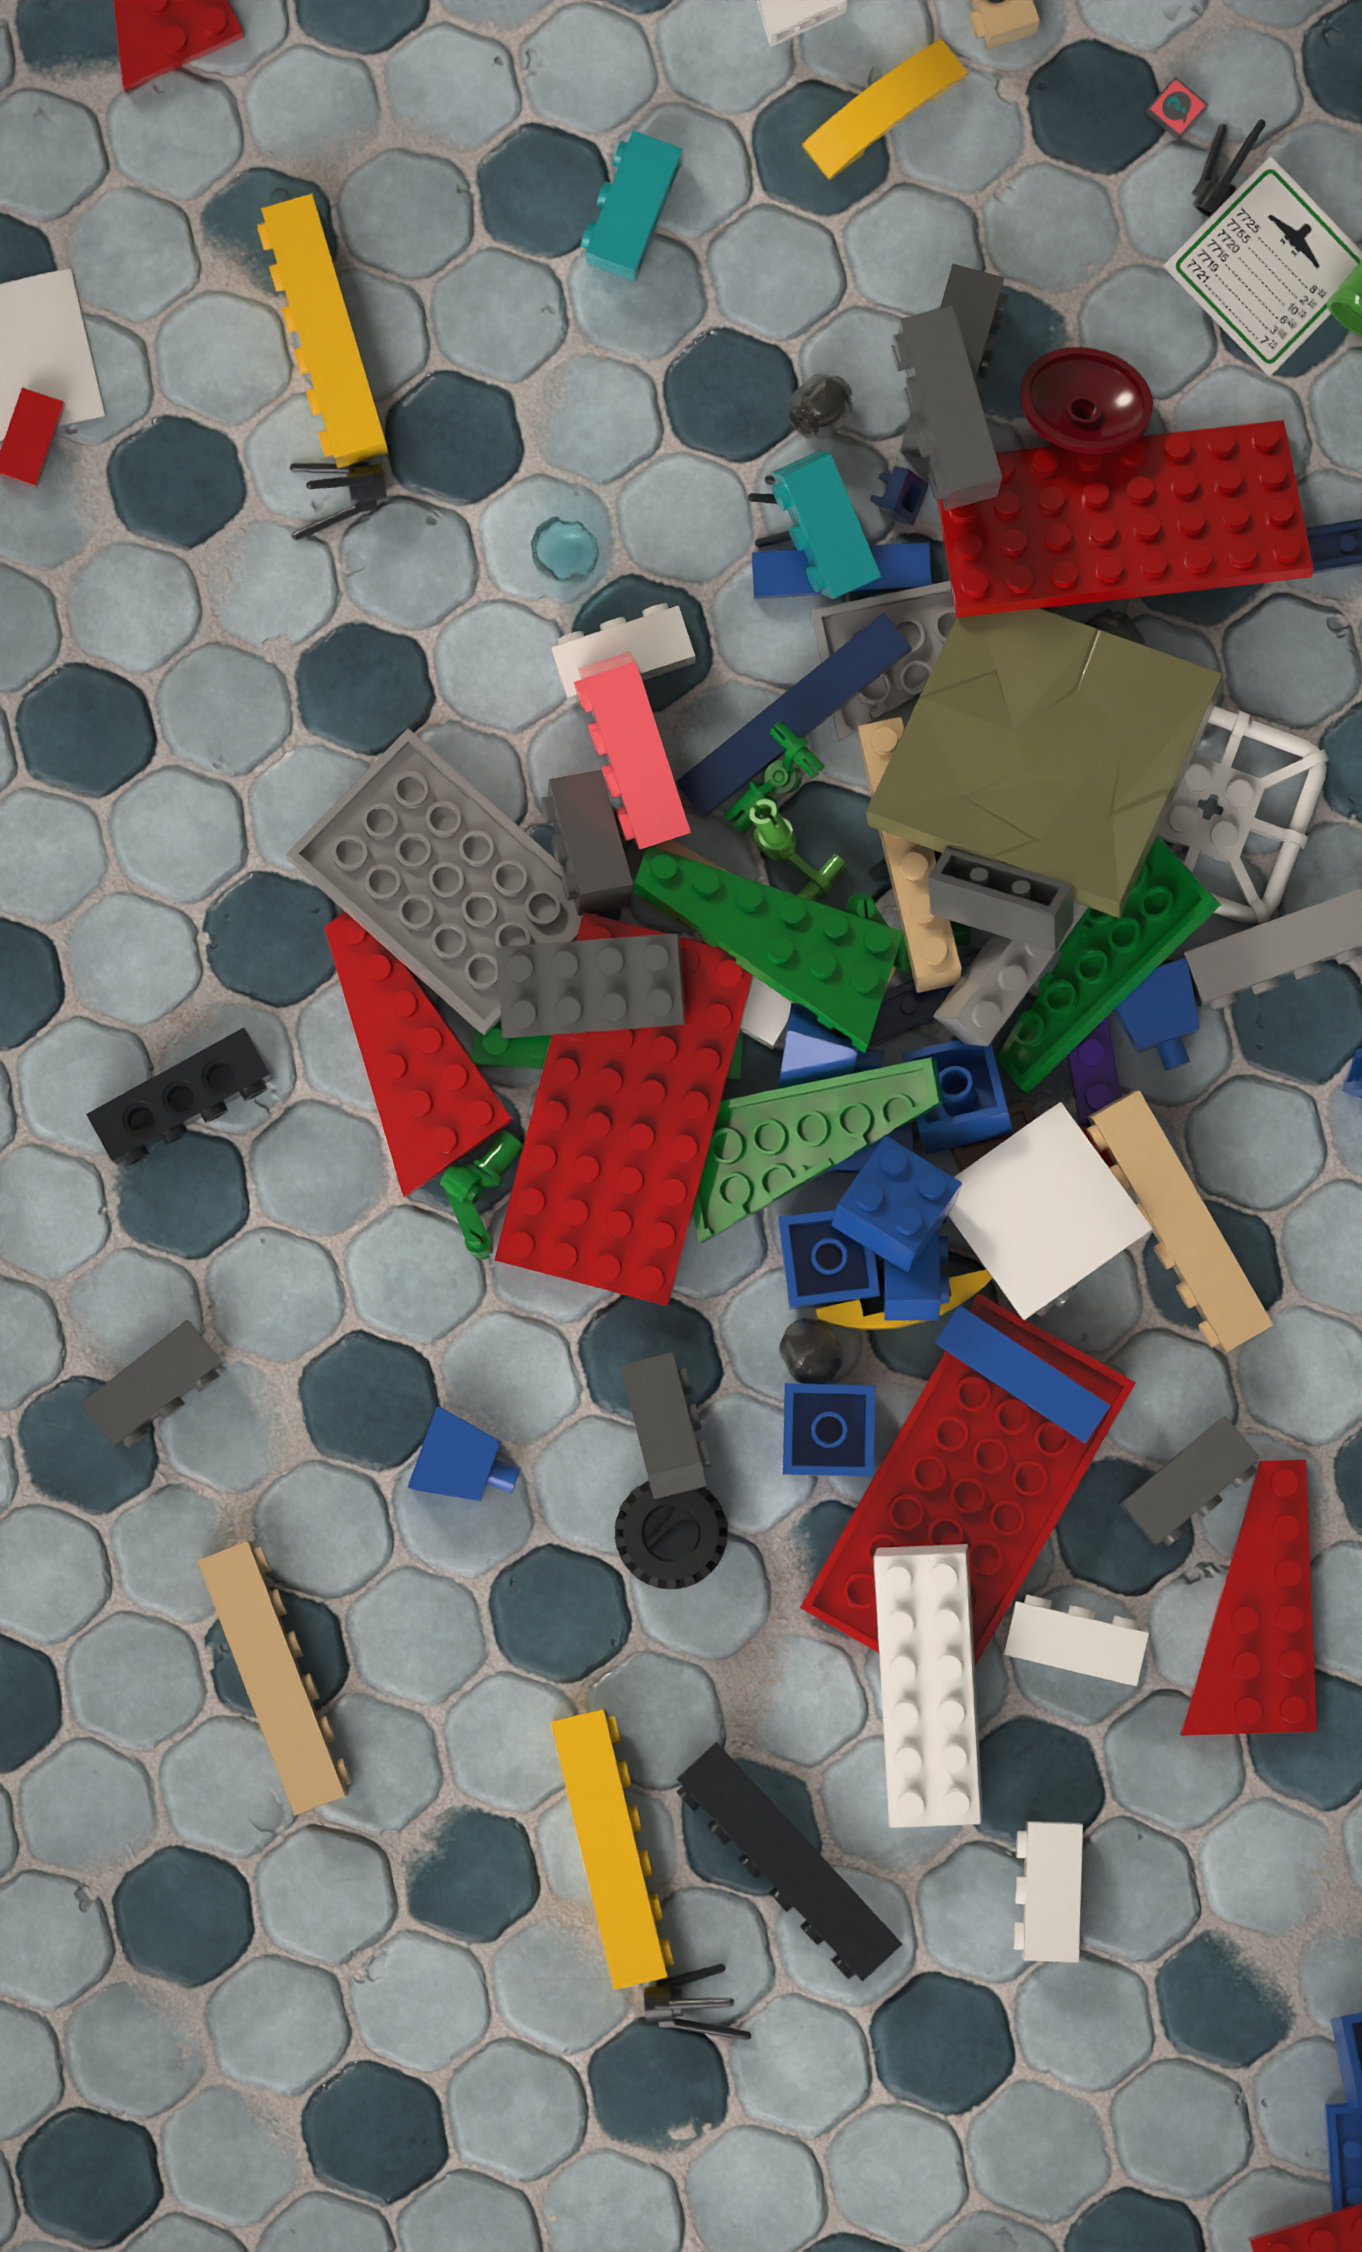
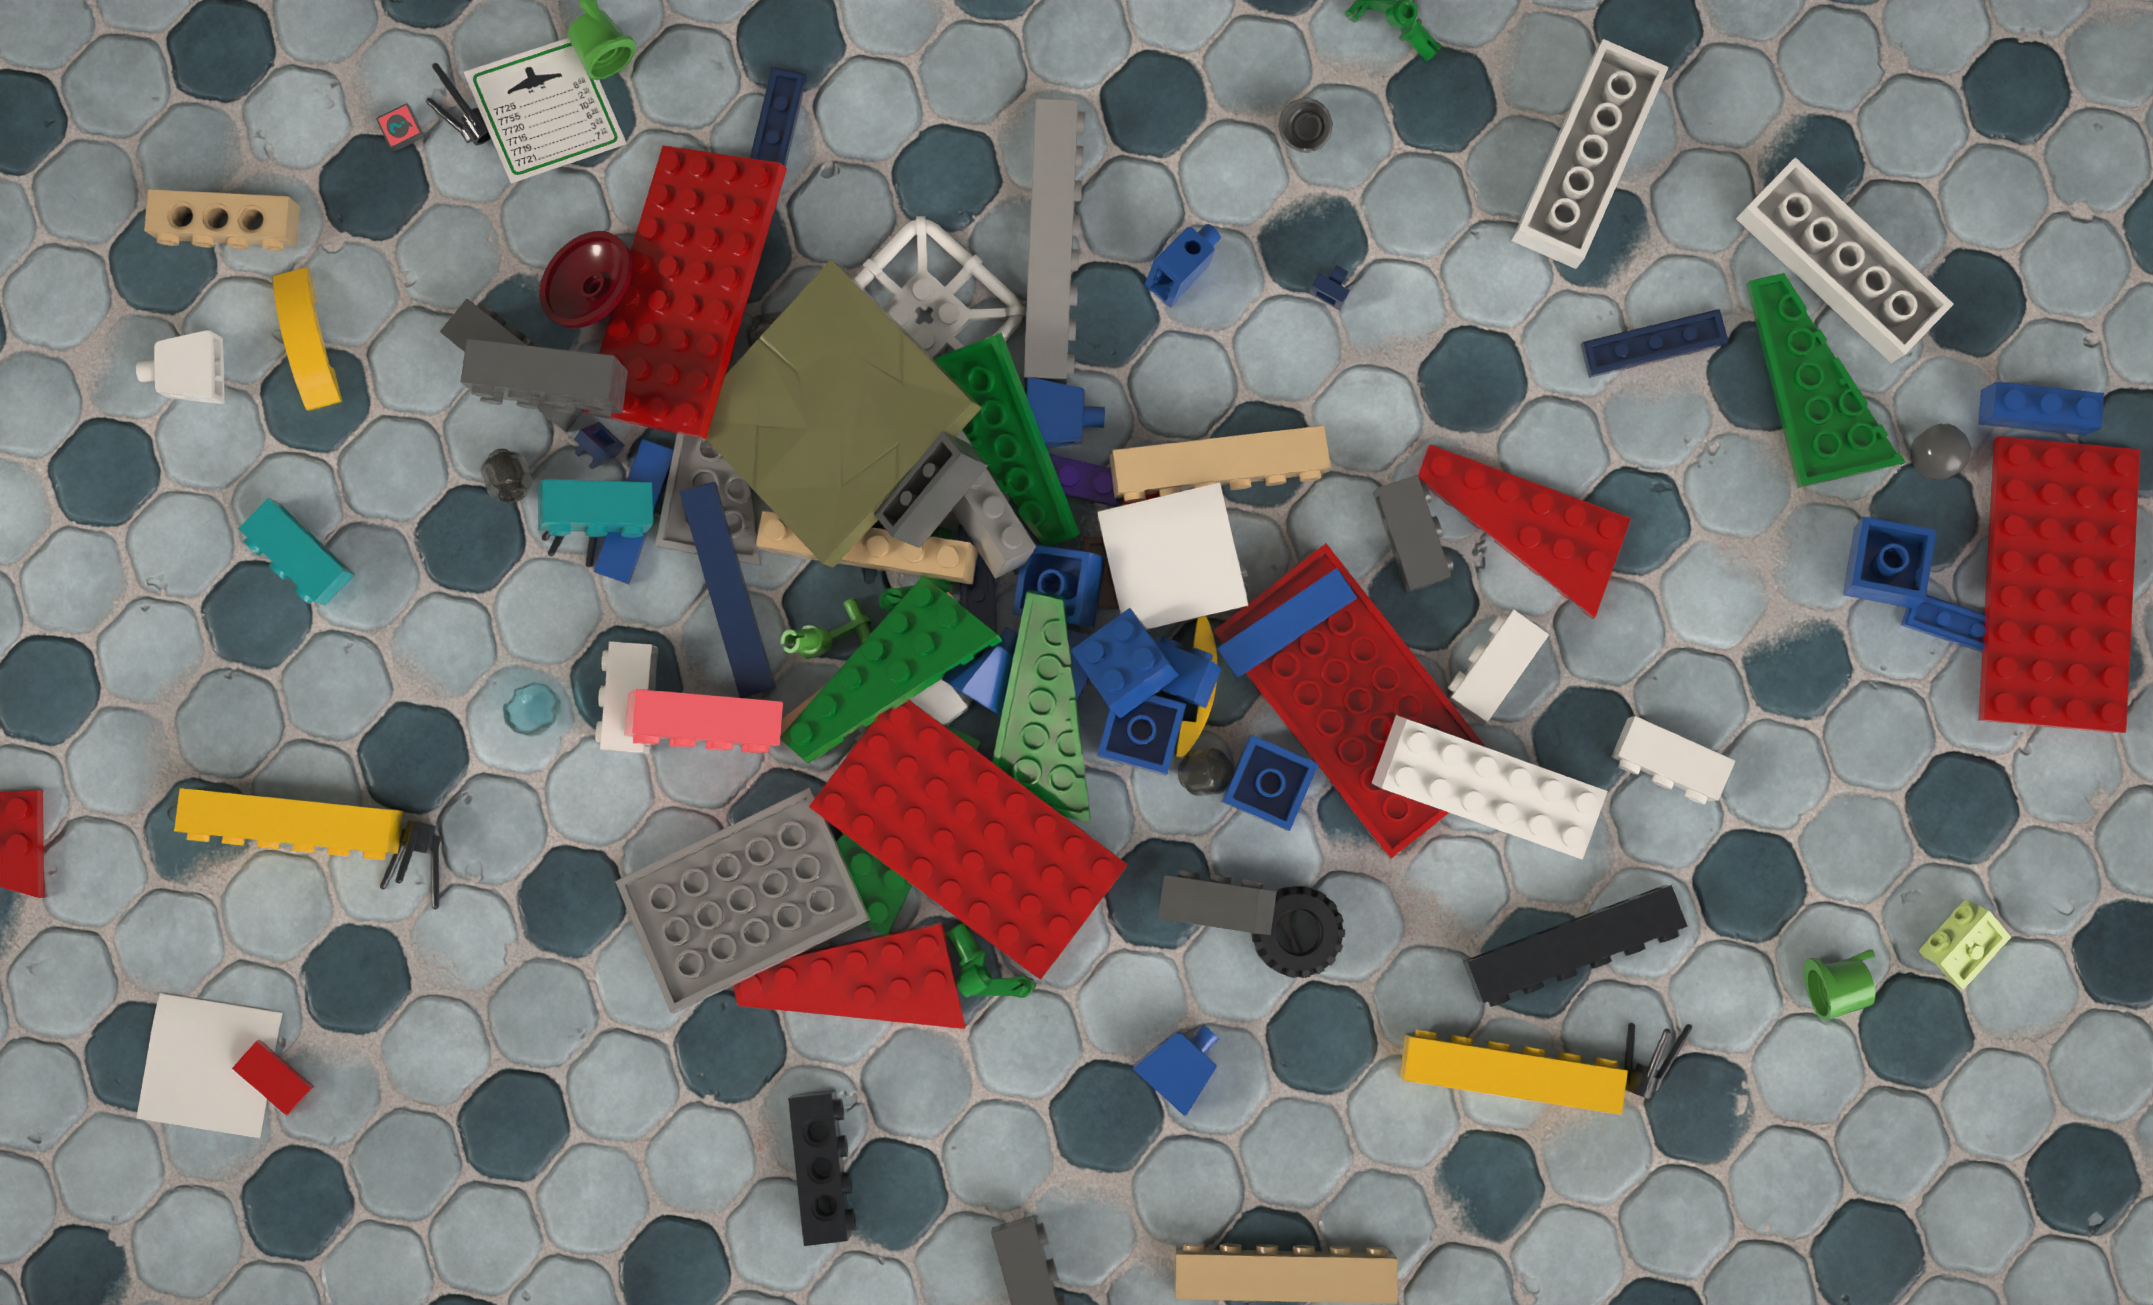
camera: 65 degrees left, 0 degrees up
(587, 843) = (758, 782): dark grey brick -> none
(591, 985) = (867, 824): dark grey brick -> none
(780, 776) = (769, 619): green pin -> none
(867, 2189) = (1839, 986): none -> bright green hat

